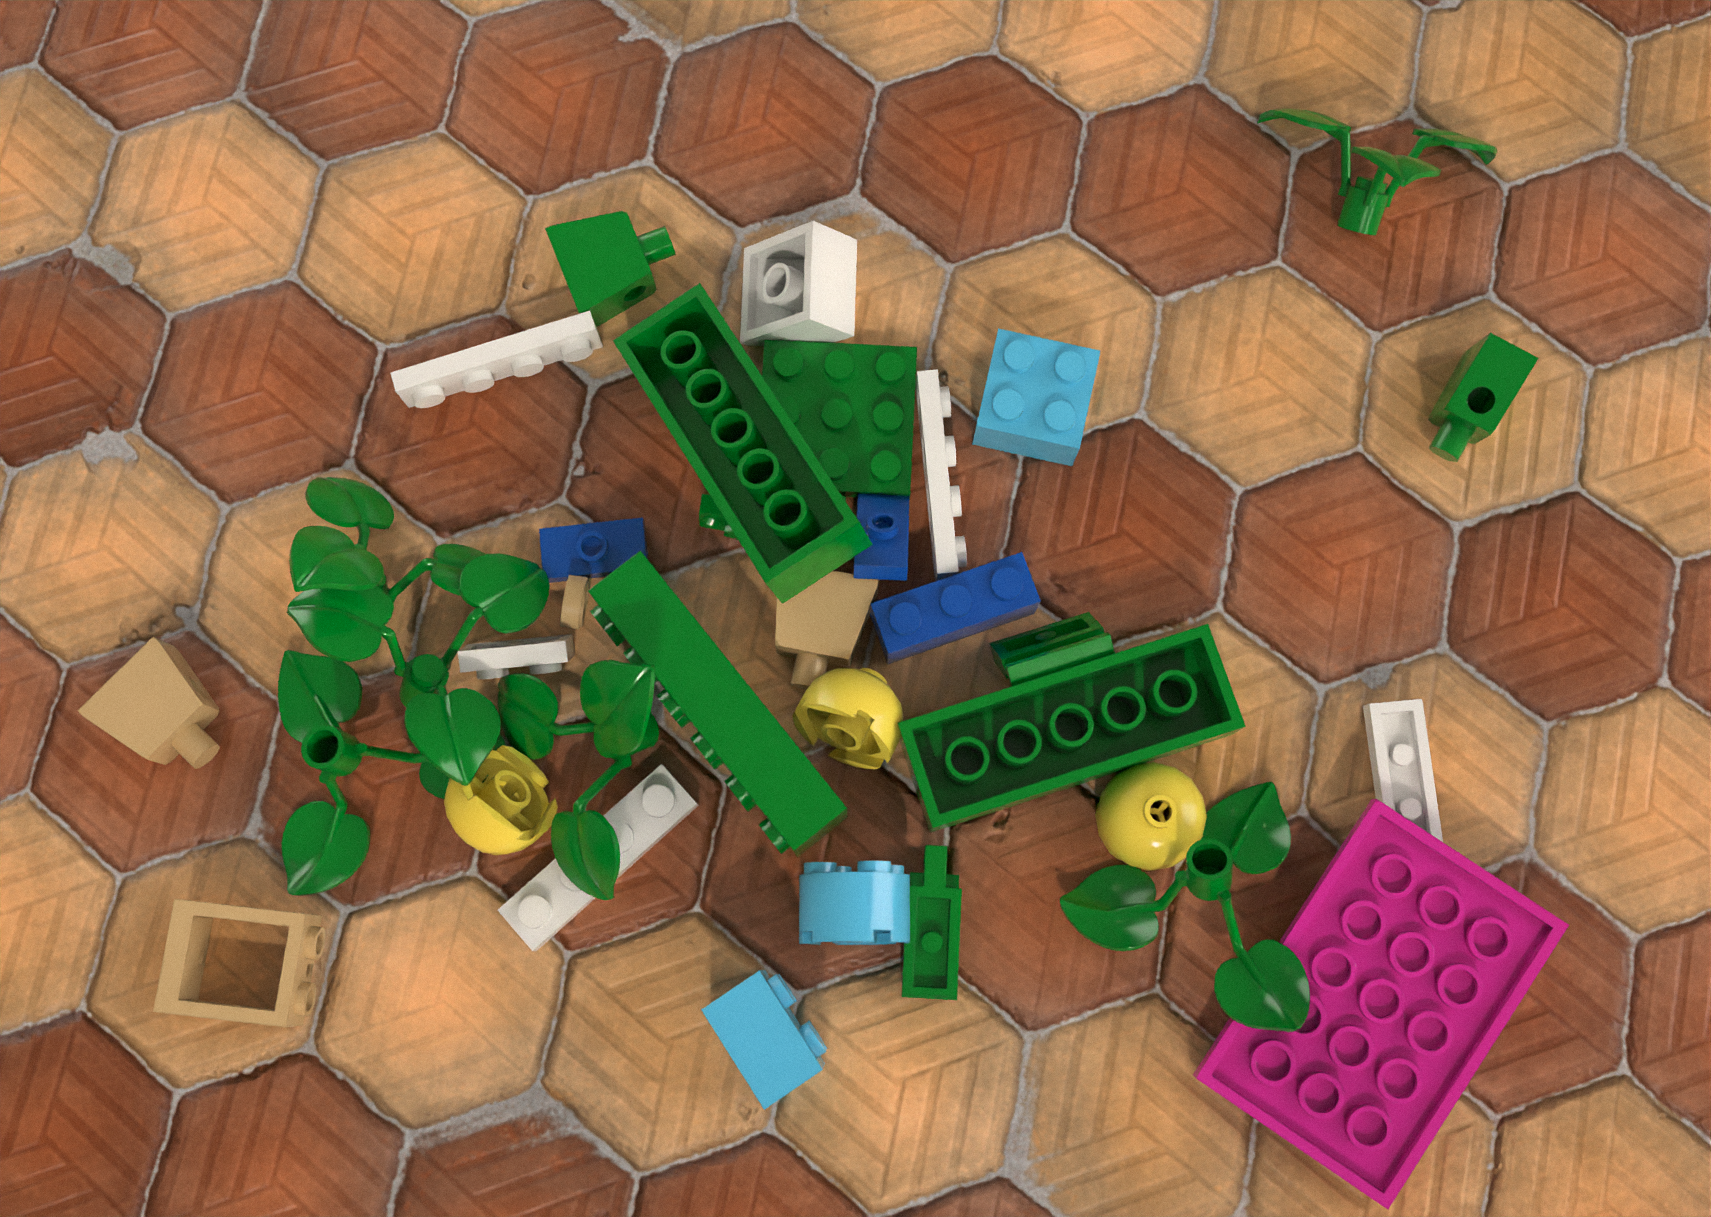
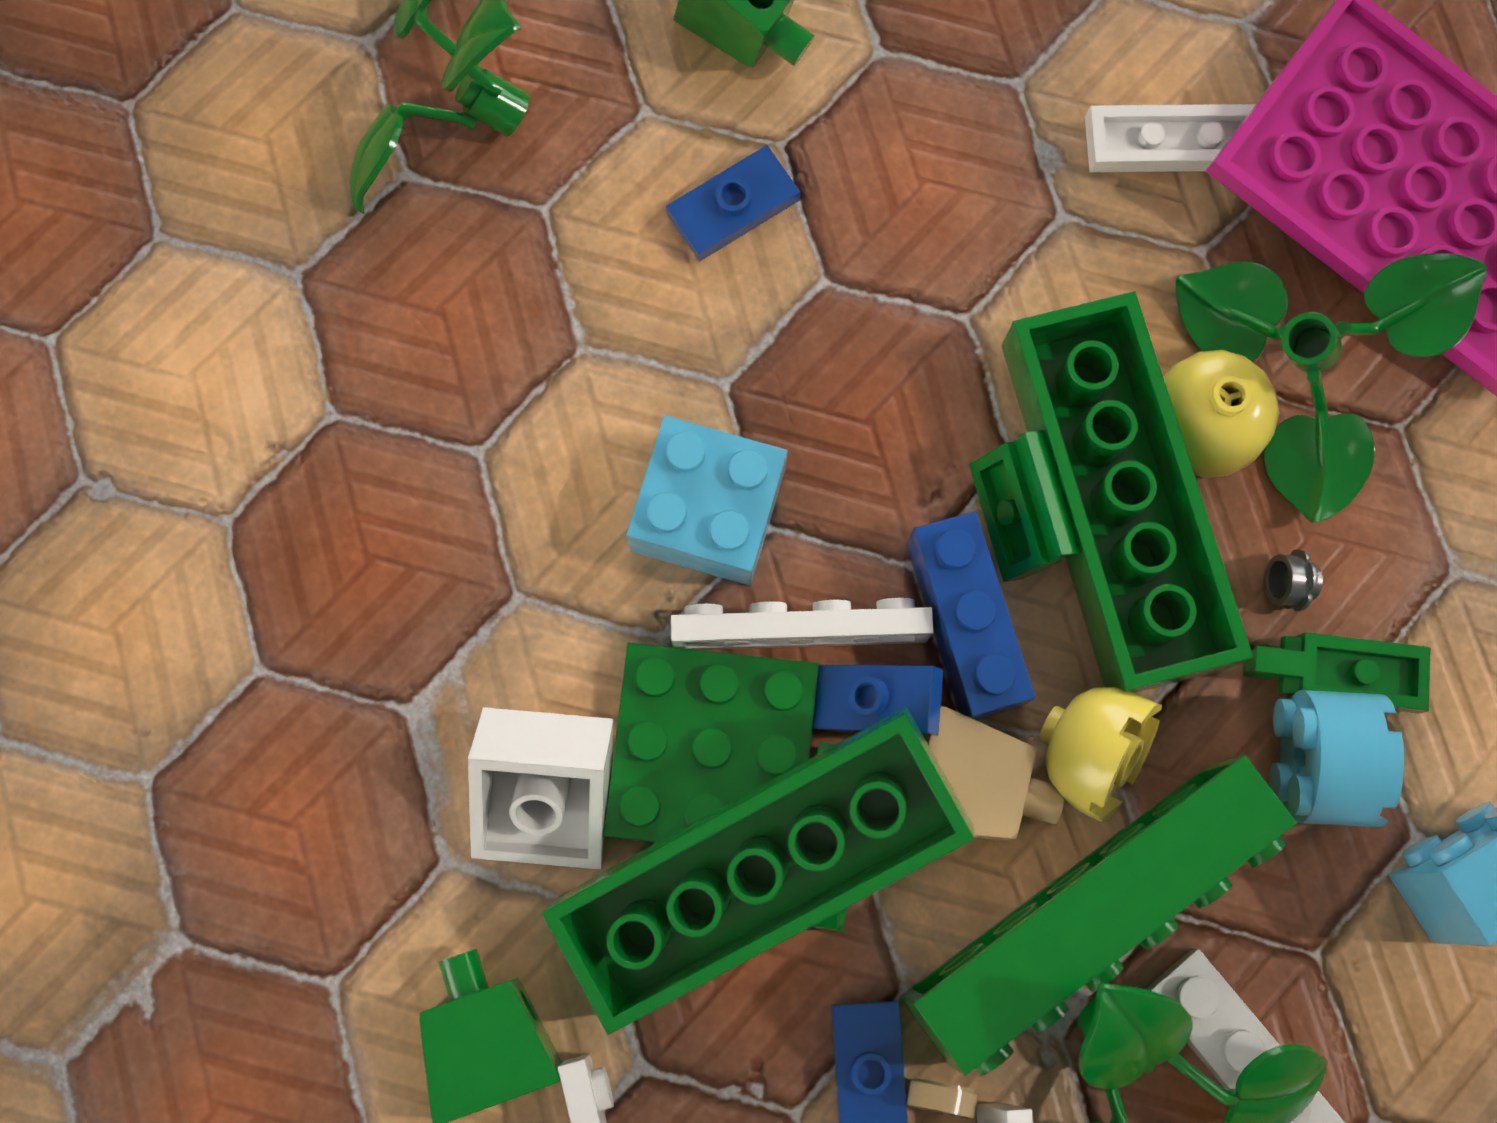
camera: 90 degrees left, 0 degrees up
(1008, 884) = (1293, 580): none -> flat silver plate
(1299, 408) = (733, 203): none -> blue plate

